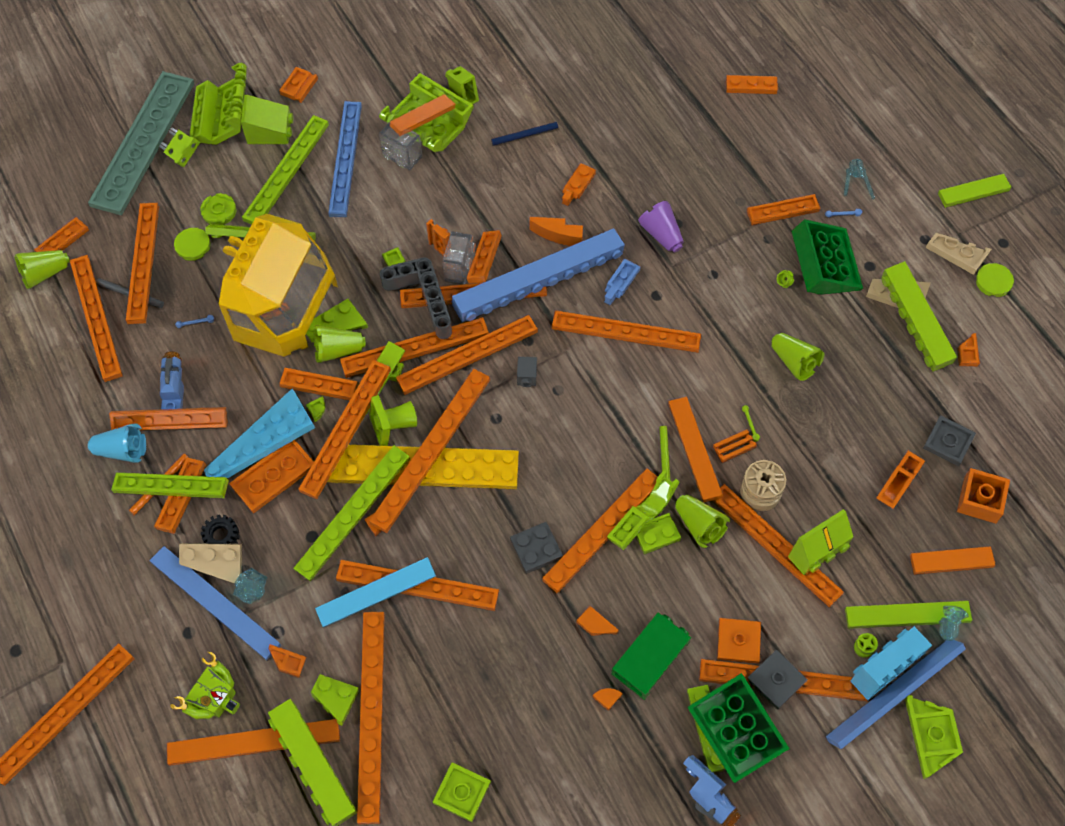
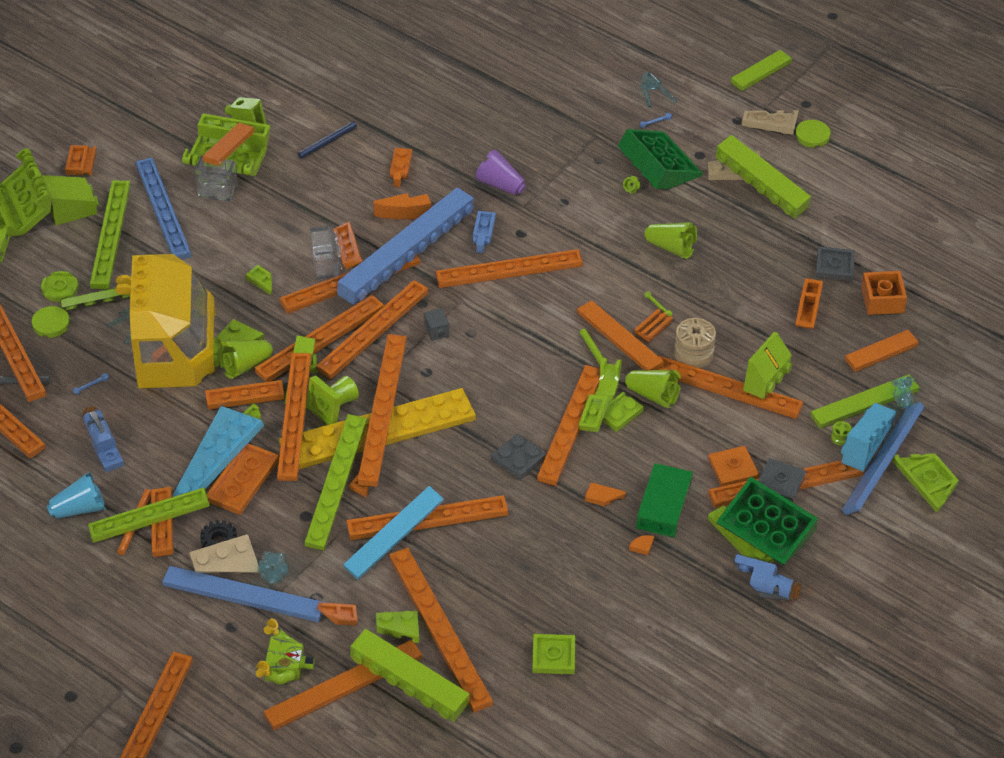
camera: 25 degrees left, 15 degrees down
(171, 418) = (119, 464): orange tile -> none
(420, 272) = (298, 275): dark grey beam -> none
(437, 236) = (297, 243): orange plate -> none
(751, 84) = (519, 42): orange plate -> none
(783, 209) = (600, 133): orange tile -> none
(968, 352) = (818, 194): orange tile -> none

